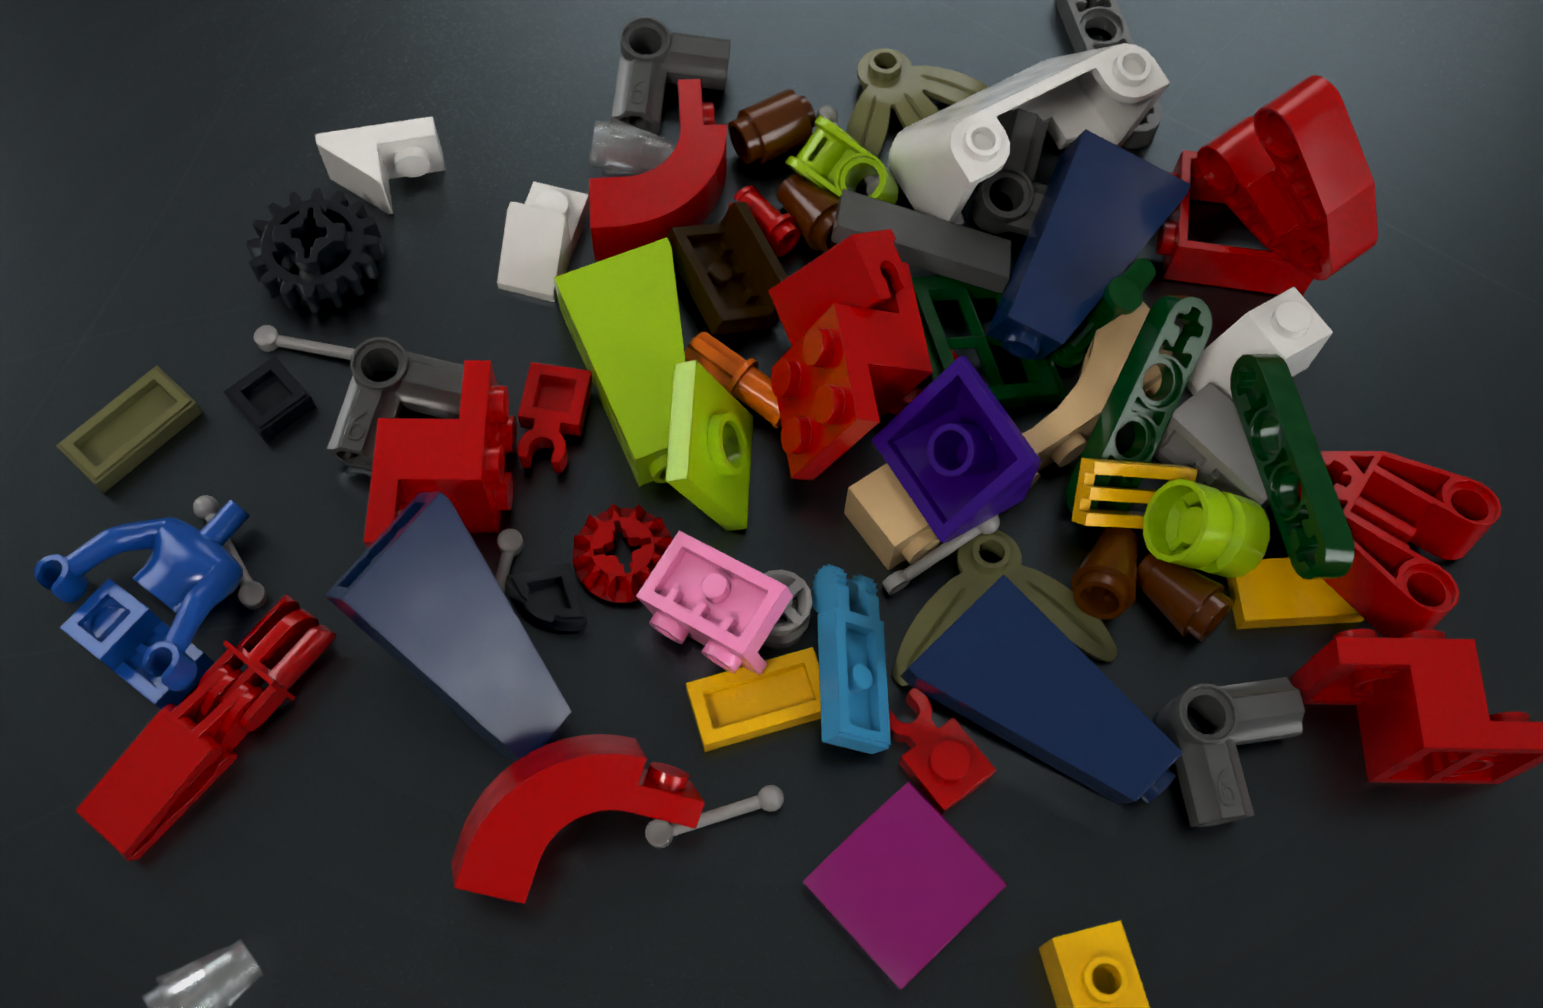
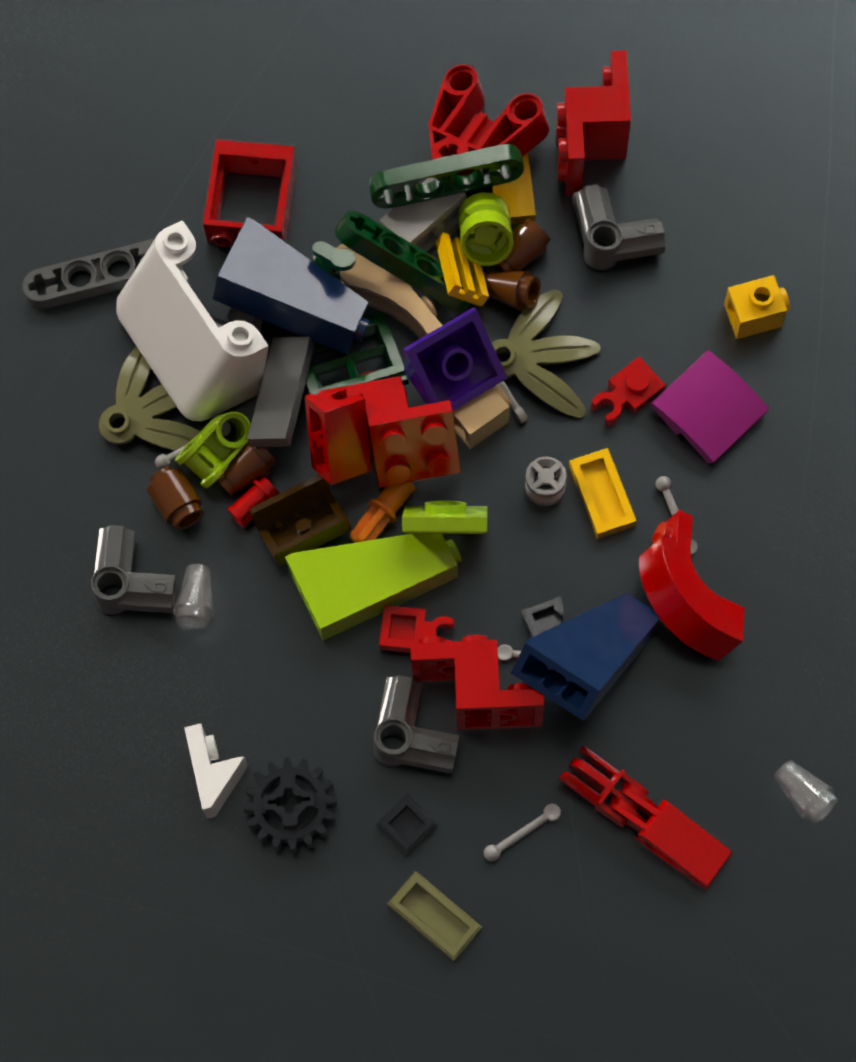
camera: 85 degrees left, 5 degrees up
(118, 633) = (593, 877): blue slope -> none
(184, 572) = (543, 853): blue piece -> none
(268, 339) = (356, 835): light grey hinge -> none
(541, 239) = (271, 652): white slope -> none
(604, 574) = (499, 594): red gear -> none
(675, 194) = (231, 555): red arch -> none
(714, 602) = (551, 510): bright pink bracket -> none
(851, 661) = (577, 435): dark azure hinge -> none
(1042, 694) = (589, 333): dark blue slope -> none
(1279, 327) = (346, 183): white slope -> none
(1298, 179) = (260, 150): red connector -> none

